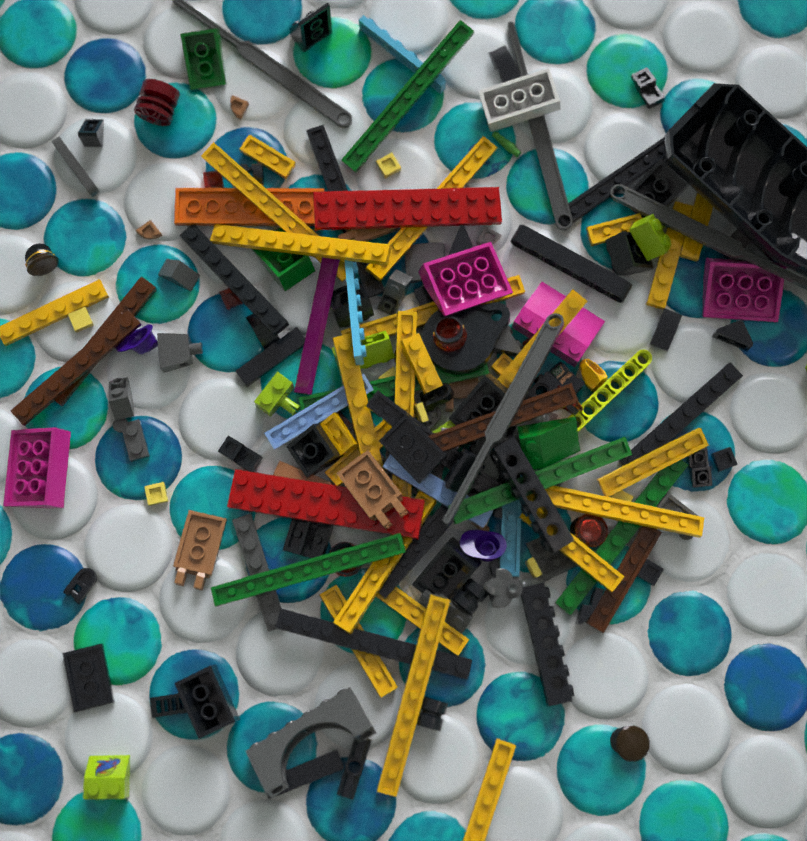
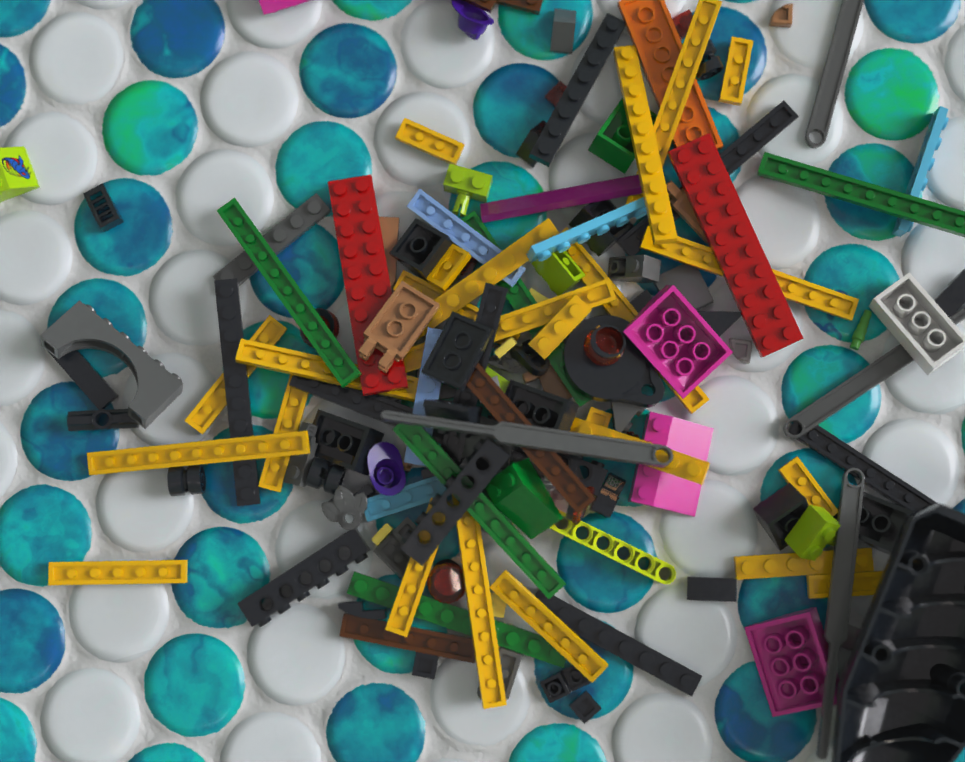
camera: 75 degrees right, 5 degrees up
(86, 579) = (199, 67): black plate -> none
(88, 677) = (101, 113): black tile -> none
(121, 398) = (402, 25): dark grey slope -> none
(133, 437) = (366, 56): dark grey hinge -> none
(156, 493) = (315, 104): light yellow tile -> none
(176, 351) = (476, 61): dark grey torso -> none
(198, 547) = (274, 170): medium nougat tile -> none
(207, 701) = (116, 241): black slope -> none
(227, 412) = (429, 141): none -> yellow plate
(240, 454) = (390, 174): black slope -> none
(271, 357) = (509, 164): black tile -> none
(307, 538) = (324, 280): black slope -> none
(312, 28) = (908, 59): black slope -> none
(388, 165) = (781, 207): light yellow tile -> none
(571, 263) = (746, 454): black beam -> none
(592, 374) = (625, 523): yellow rock -> none
(630, 743) = (231, 706): dark brown piece -> none
(734, 334) = (736, 671): black slope -> none

